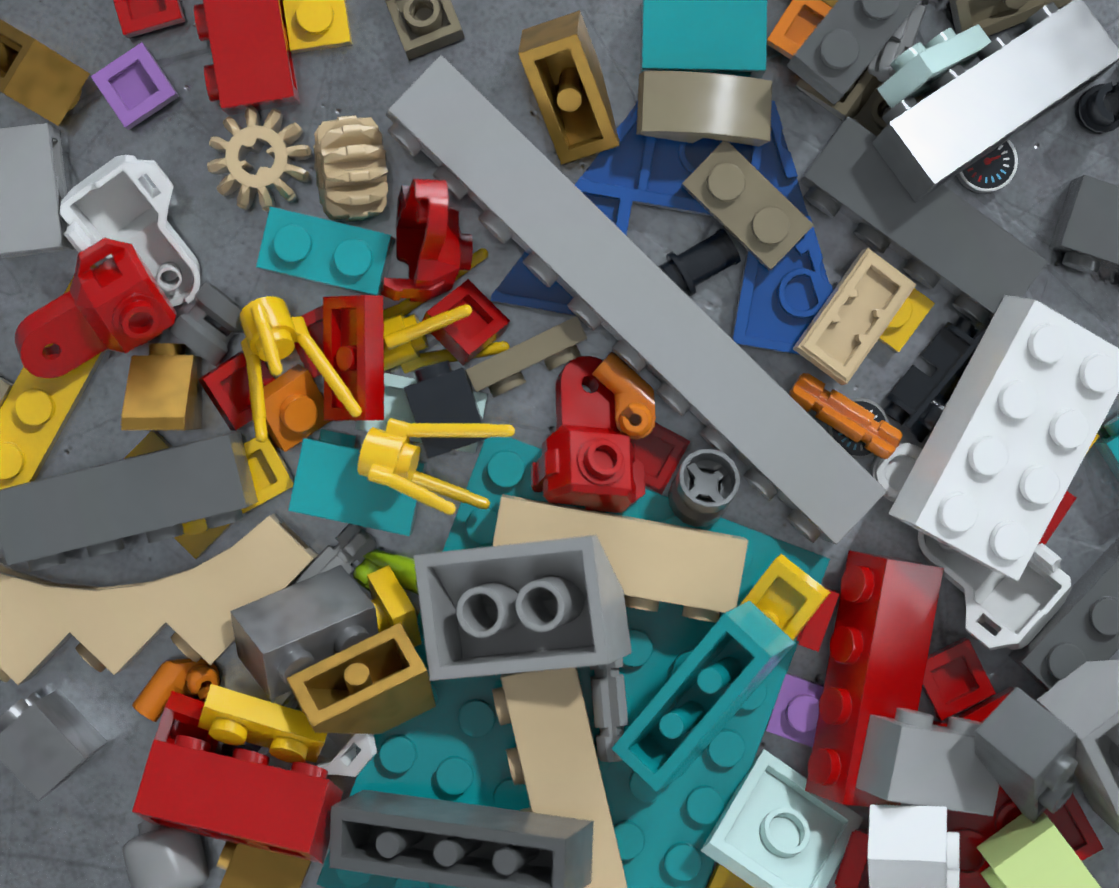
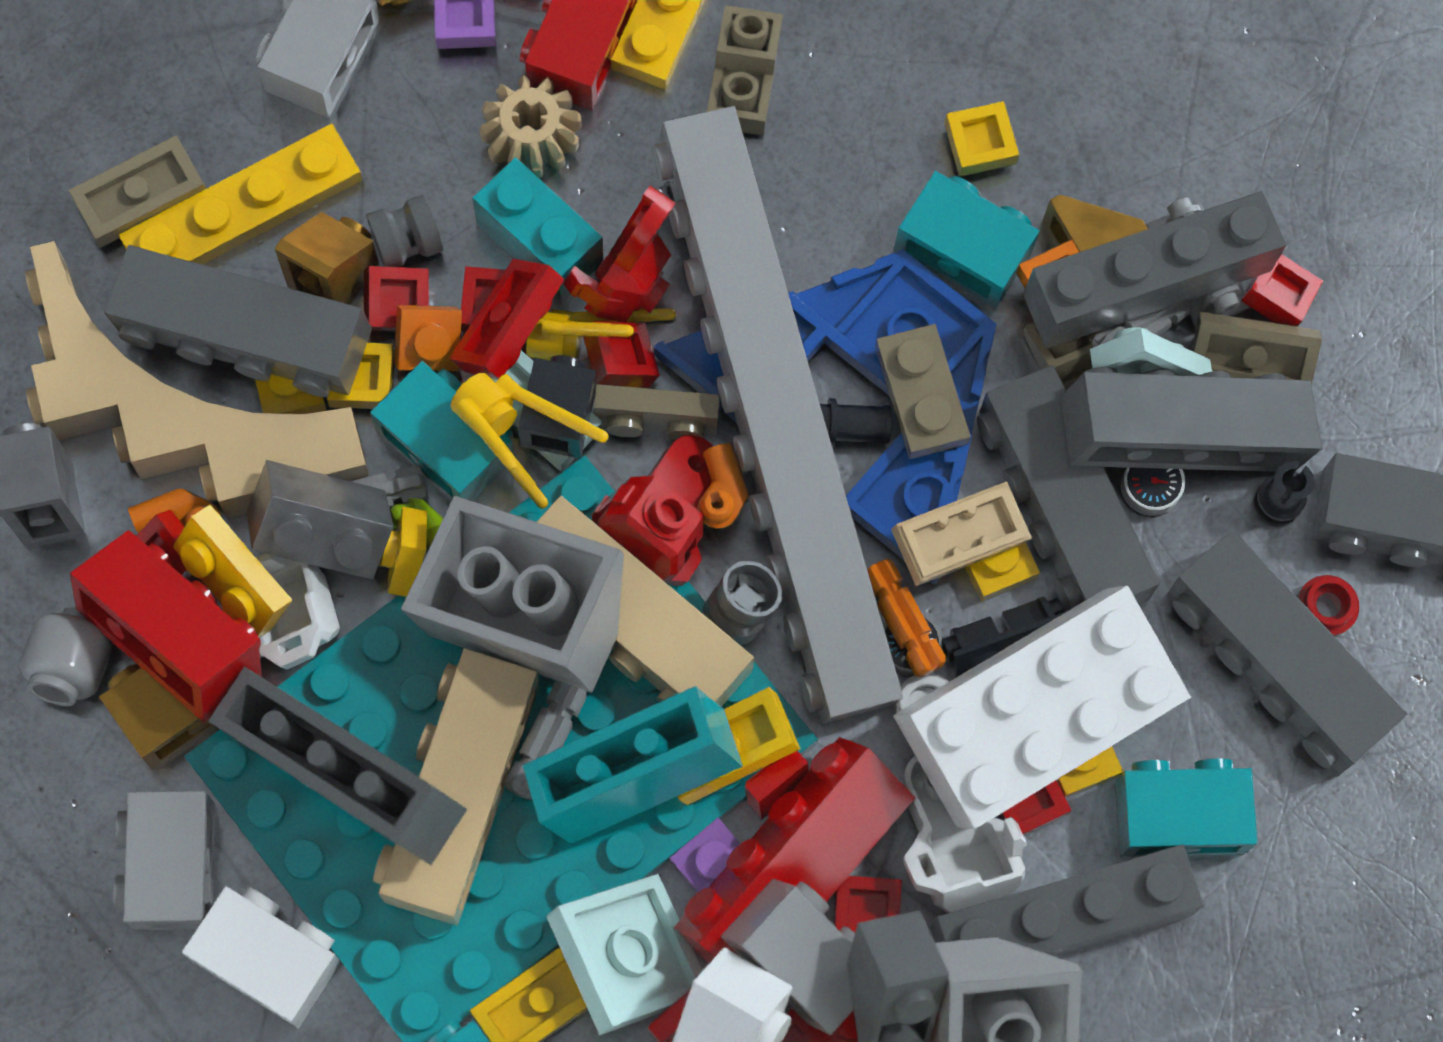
camera: 25 degrees right, 15 degrees down
(105, 309) = (325, 164): red piece -> none
(124, 207) = (388, 108): white piece -> none
(271, 337) = (448, 263): yellow plant -> none
(350, 168) = (602, 170): tan gear -> none
(365, 686) = (342, 587): pearl gold slope -> none
(569, 87) = (826, 213): pearl gold slope -> none
(661, 455) = (718, 552): red tile -> none
(704, 106) = (929, 281): dark tan slope -> none

